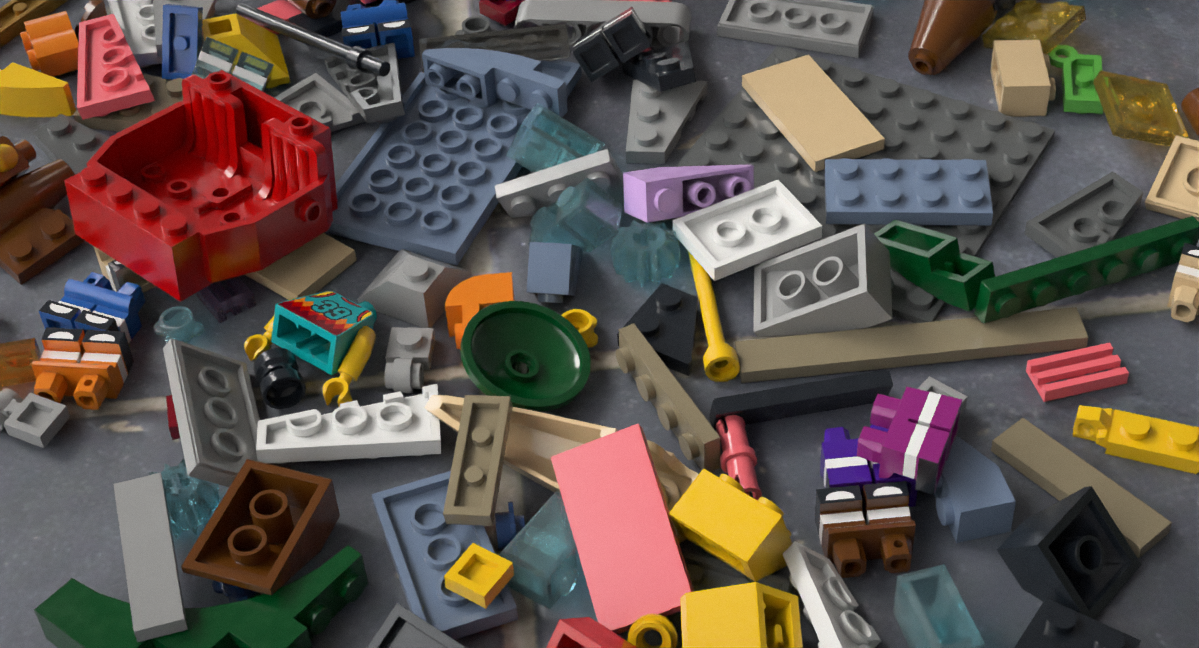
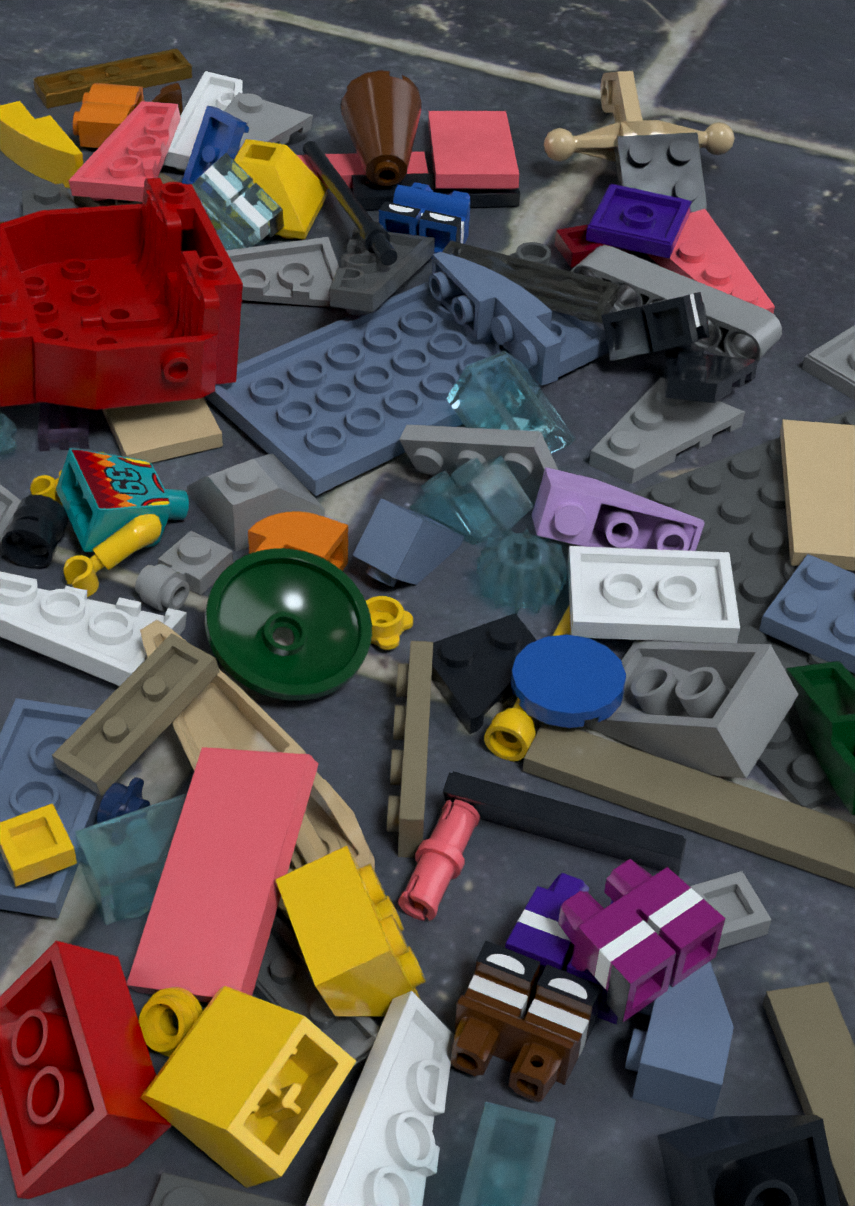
camera: 25 degrees right, 0 degrees up
(737, 309) = (568, 680): none -> blue tile

